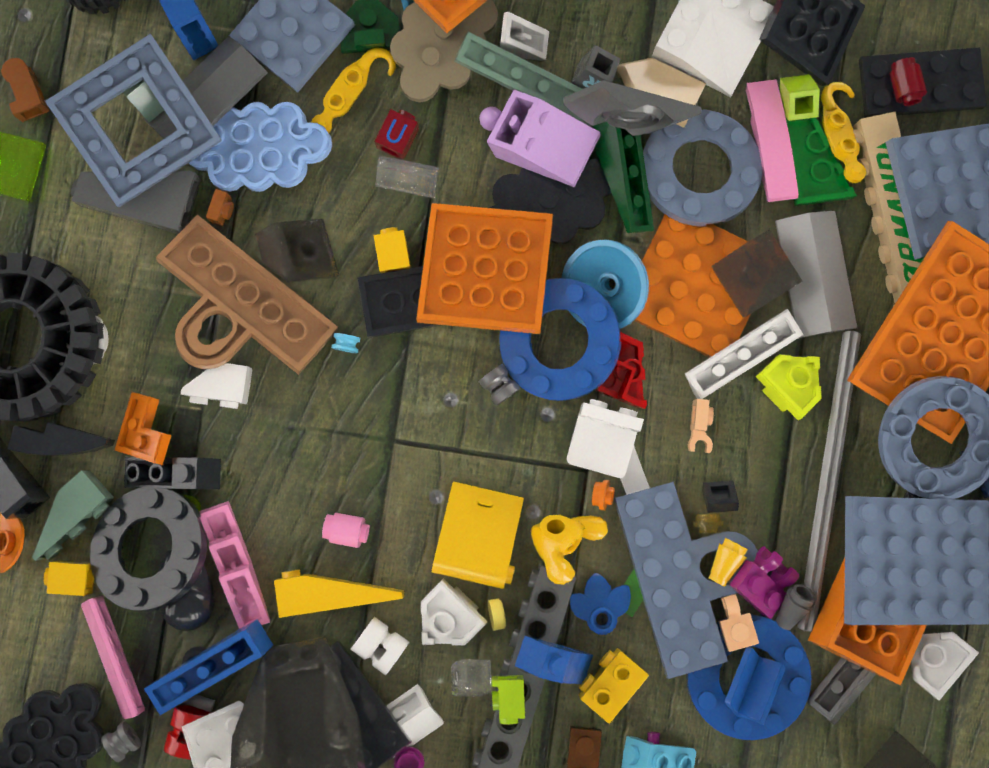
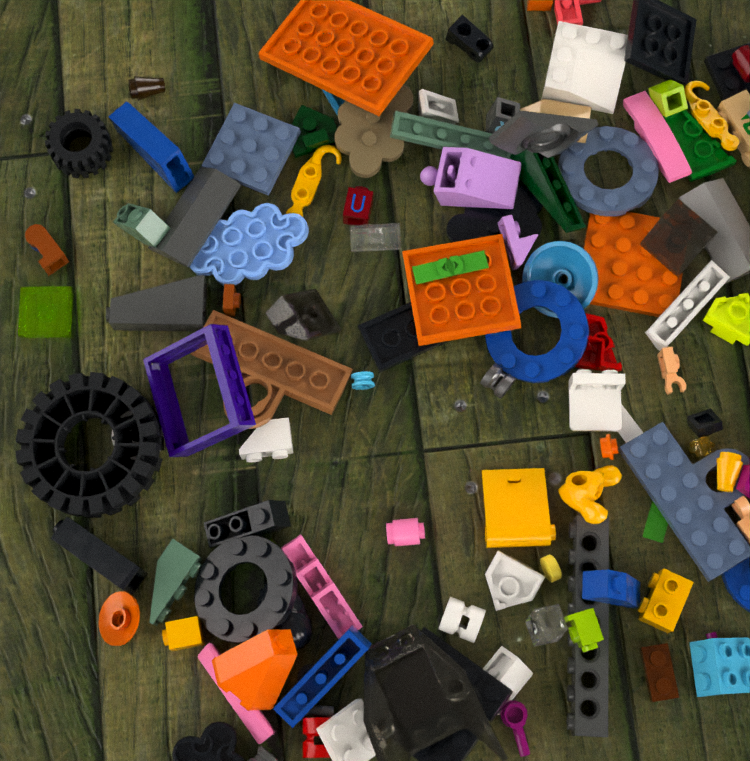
camera: 10 degrees left, 10 degrees down
(56, 441) = (145, 522): black slope -> none
(133, 644) = (257, 668): none -> orange slope
(136, 435) = (210, 499): orange tile -> none
(140, 61) = (99, 239): sand blue plate -> none
(183, 309) = (229, 381): none -> dark purple window
(314, 593) = (394, 591): yellow slope -> none
(392, 250) = (379, 297): yellow brick -> none
(480, 238) = (450, 267): none -> bright green piece
(565, 236) = (516, 248): none -> lavender slope
(600, 599) = (633, 534): blue plate -> none

